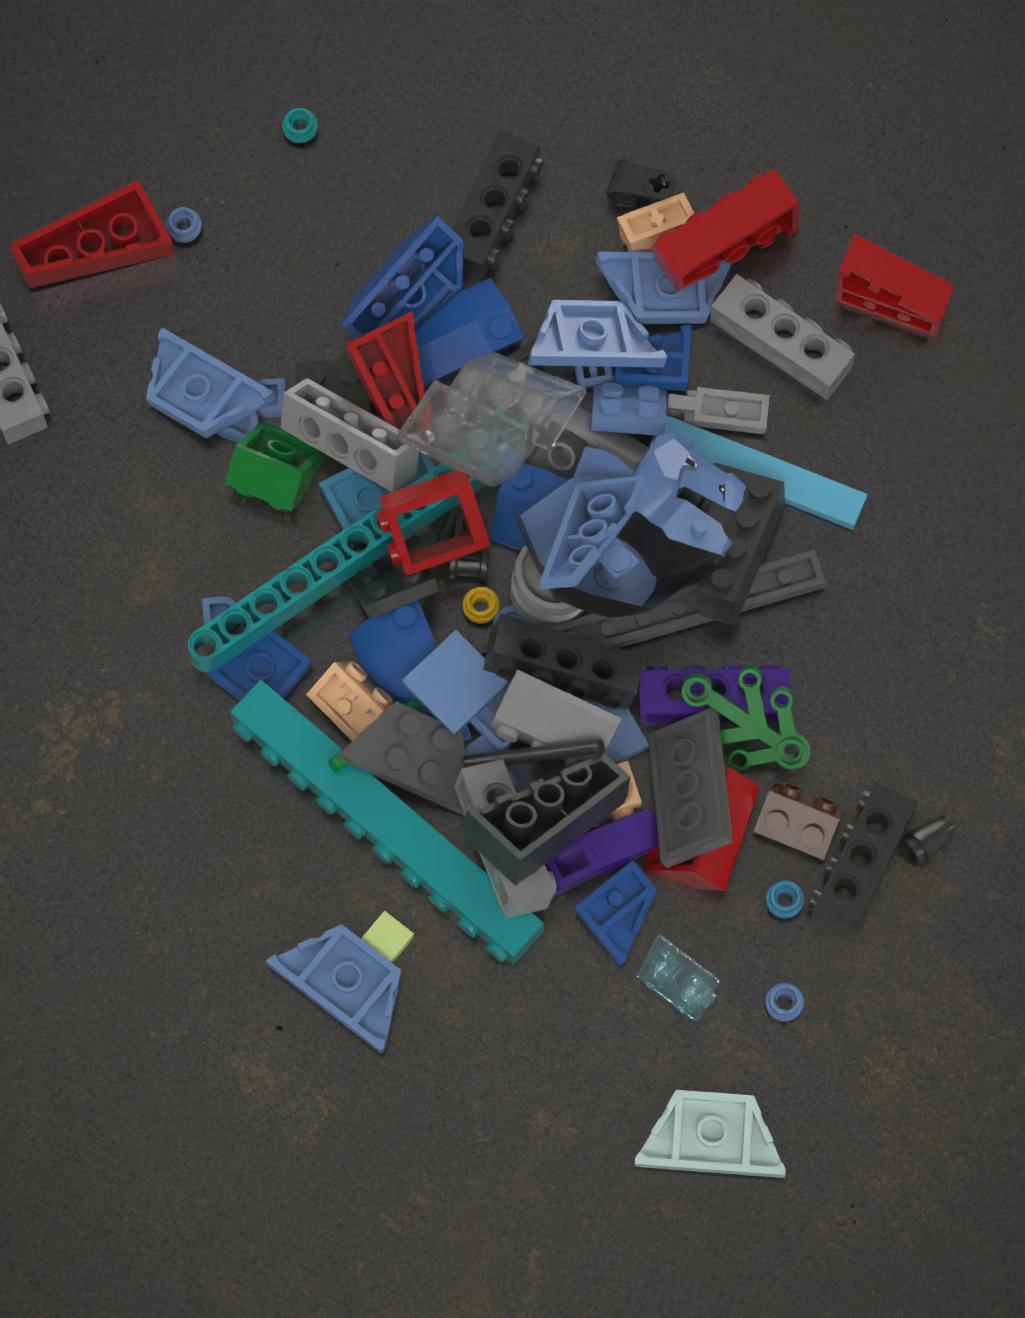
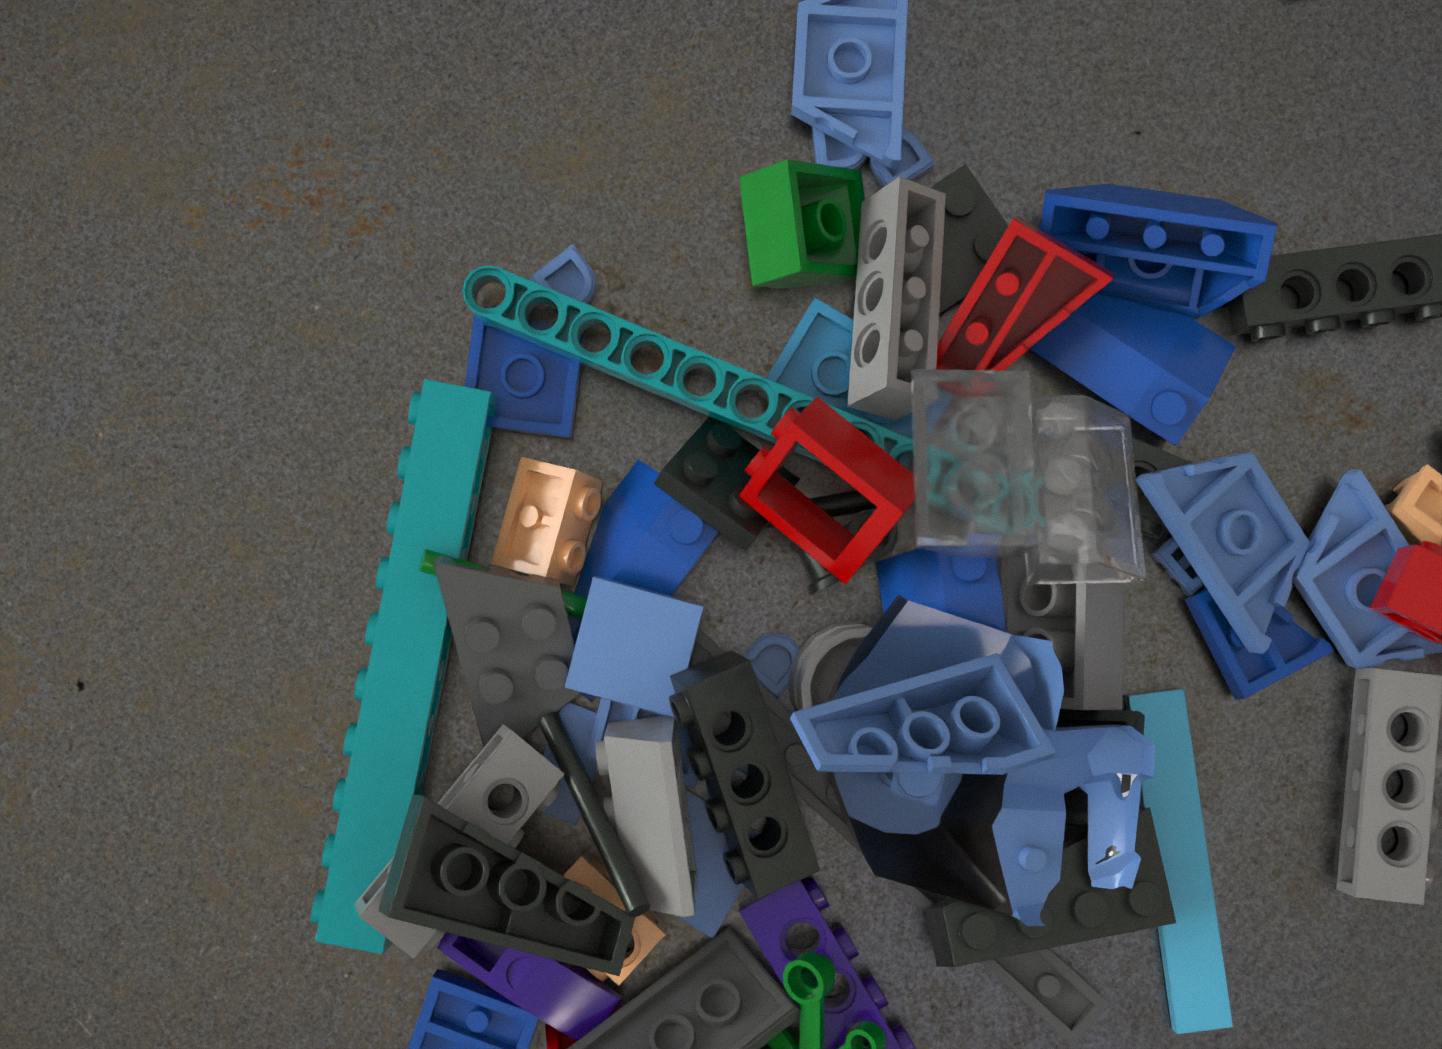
camera: 60 degrees right, 15 degrees up
(345, 981) = (176, 735): medium blue wing -> none
(388, 936) = (266, 753): yellowish green tile -> none
(476, 595) = (781, 588): yellow plate -> none
(629, 409) = (1158, 645): medium blue plate -> none
(721, 409) = (1236, 763): light grey hinge -> none

